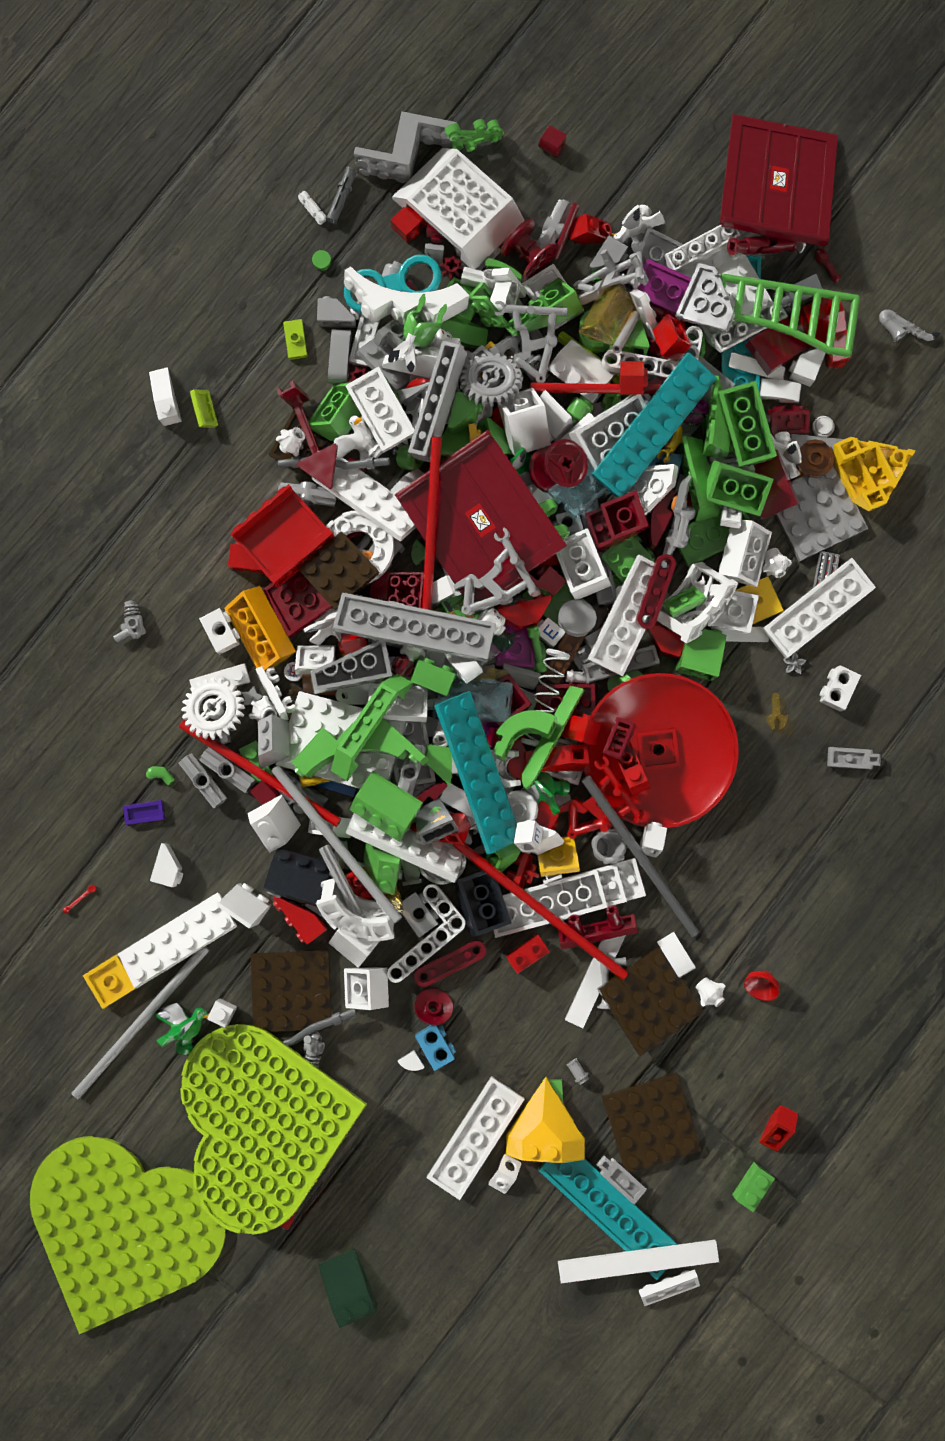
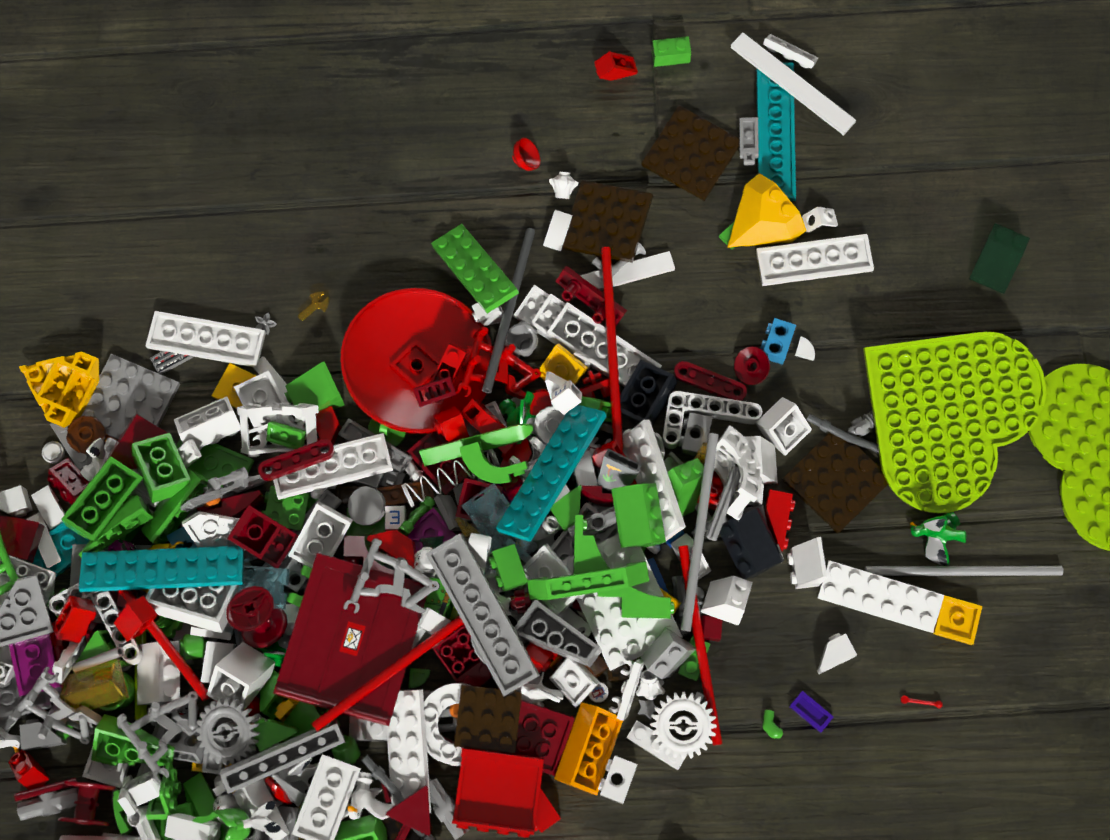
camera: 130 degrees left, 10 degrees down
(195, 770) = (743, 698): light grey piece -> none
(222, 1012) = (900, 514): white brick -> none
(236, 777) = (721, 687): light grey piece -> none
(527, 953) = (652, 332): red brick -> none
(577, 1071) = (702, 231): light grey pin -> none
(697, 858) = (474, 268): none -> bright green plate
(775, 563) = (196, 397): white rock -> none
(843, 691) = (256, 270): white brick -> none
(852, 758) = (302, 225): light grey hinge -> none

